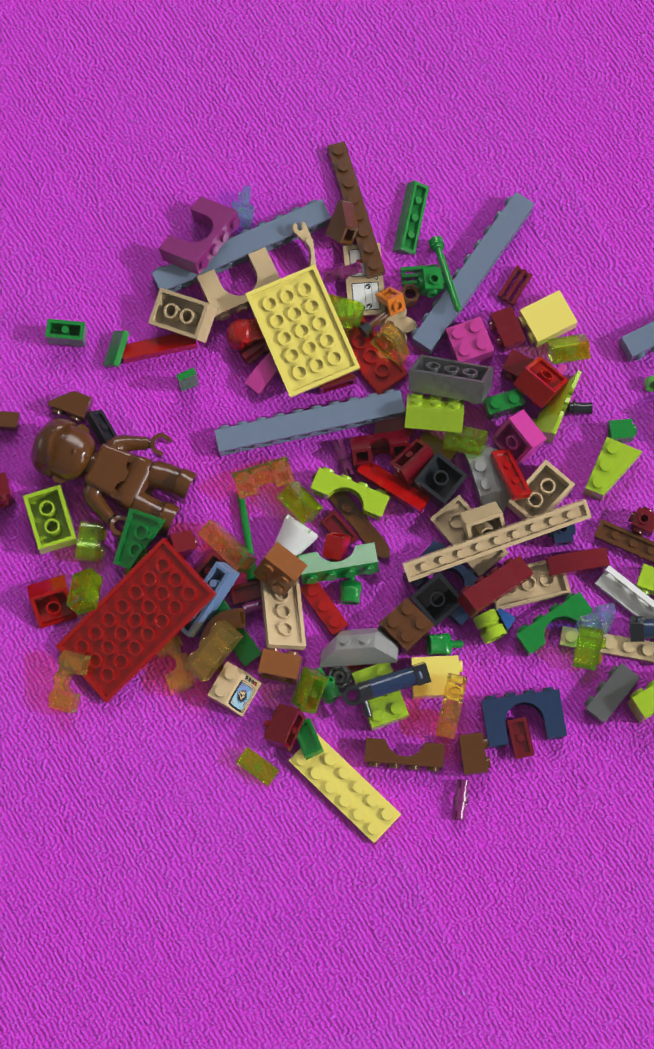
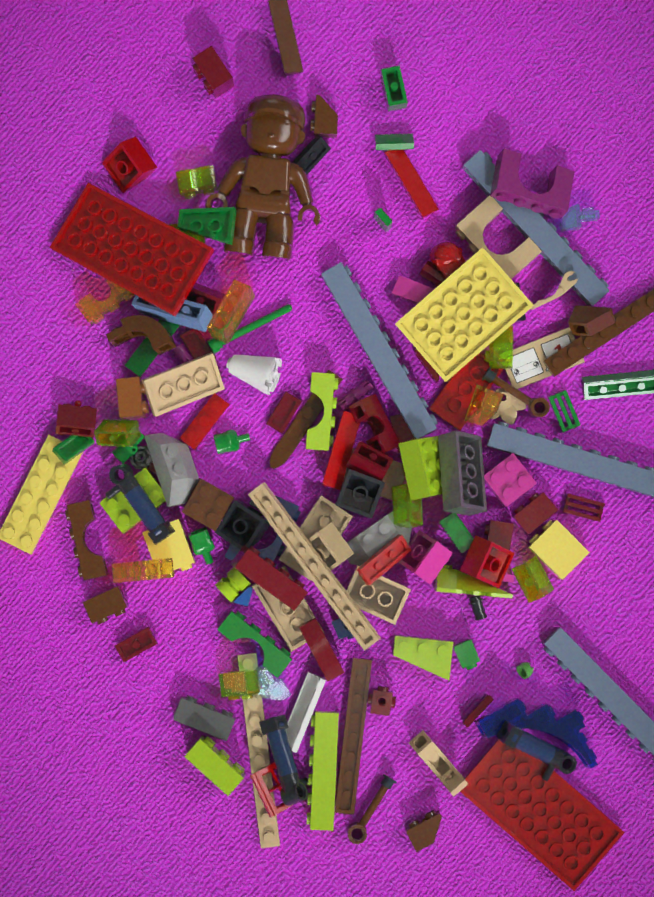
camera: 70 degrees right, 10 degrees up
(50, 519) = (205, 136): lime brick -> none
(62, 696) = (42, 205): clear yellow arch -> none
(84, 591) = (145, 192): clear neon green brick -> none
(183, 315) = (445, 194): tan brick -> none
(183, 542) = (217, 267): dark red brick -> none
(213, 650) = (124, 330): clear yellow brick -> none
(234, 689) = (99, 362): tan slope -> none
(250, 479) = (303, 310): arch -> none
(257, 766) = (34, 407): clear neon green slope -> none
(280, 569) = (220, 368): dark orange brick -> none
(300, 502) = (296, 366): clear neon green brick -> none
(336, 546) = (264, 415): red brick -> none
(342, 272) = (541, 335): magenta pin -> none
(360, 562) = (257, 444): arch -> none
(392, 299) = (527, 391): orange bracket -> none
(430, 281) = (556, 423): green brick -> none
(437, 245) = (600, 418): green piece -> none
(461, 799) = (61, 606): magenta pin -> none
(546, 703) = (156, 614): dark blue arch -> none

